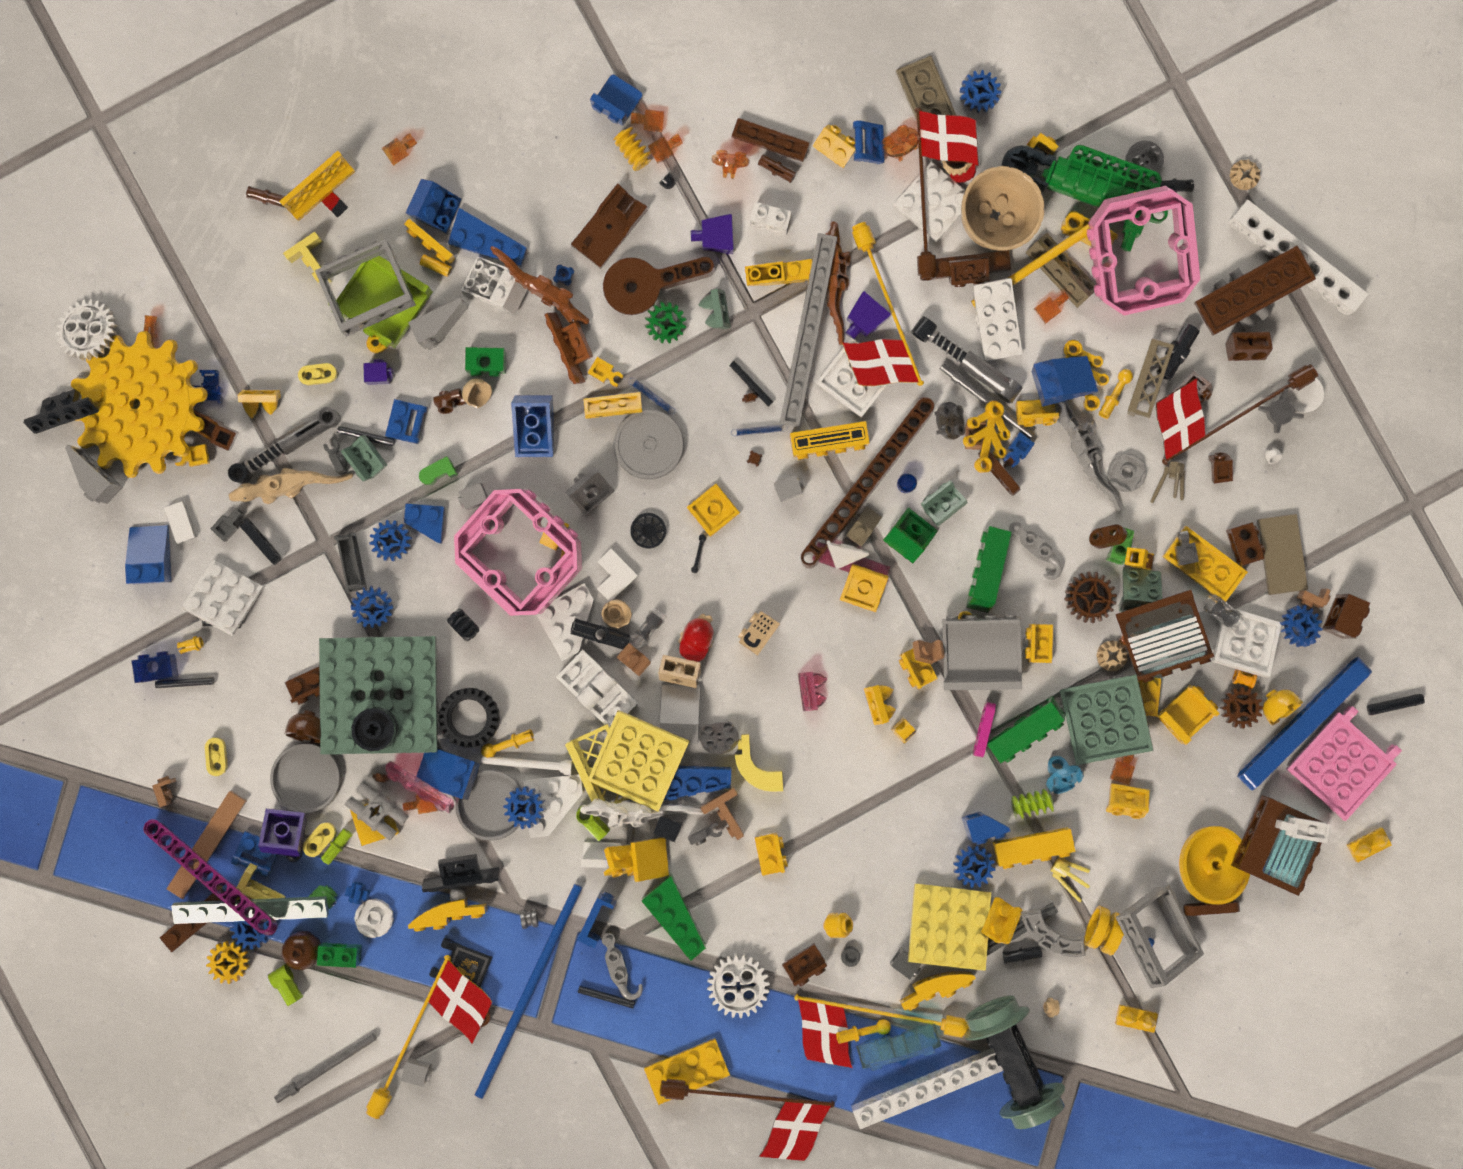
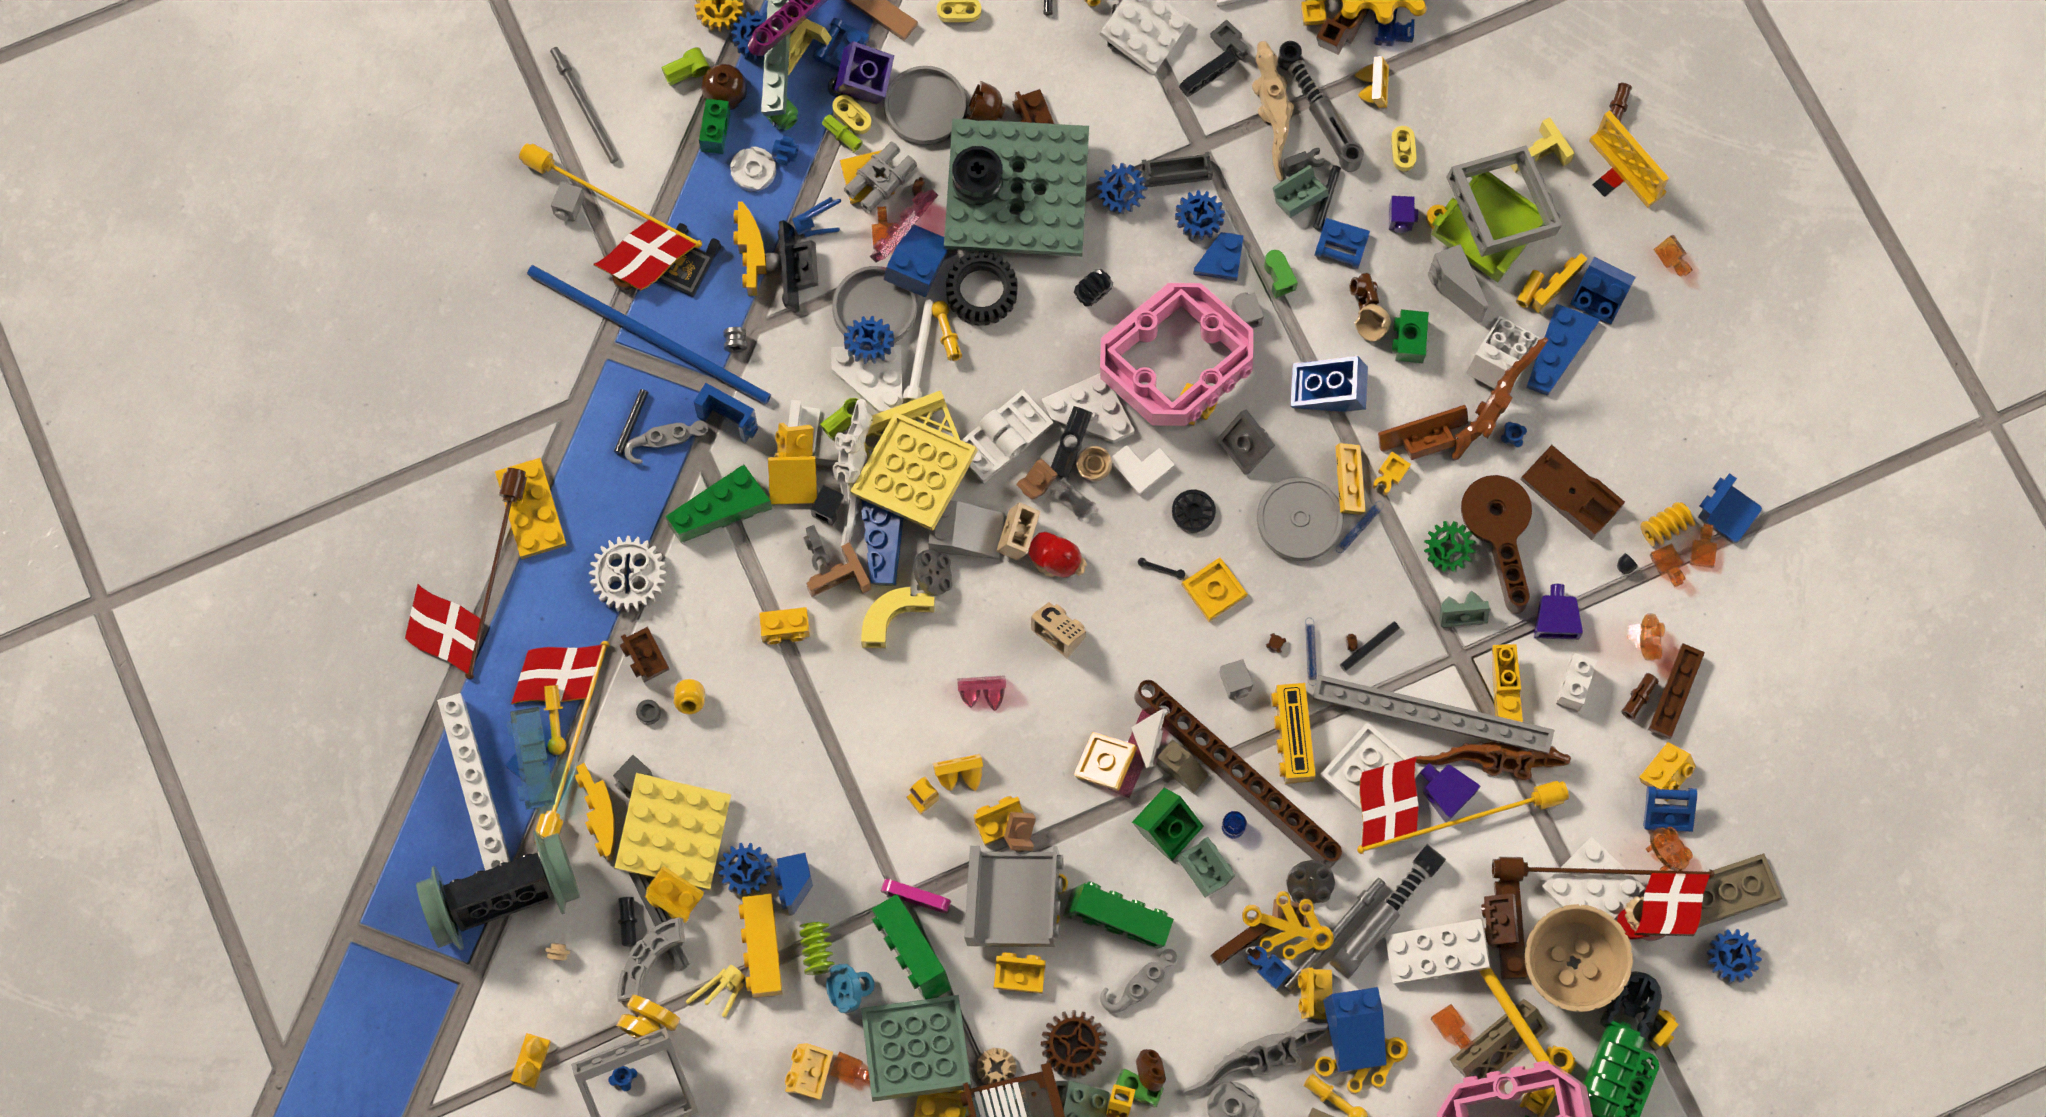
camera: 90 degrees right, 15 degrees down
(421, 870) = (804, 222): none -> blue plant

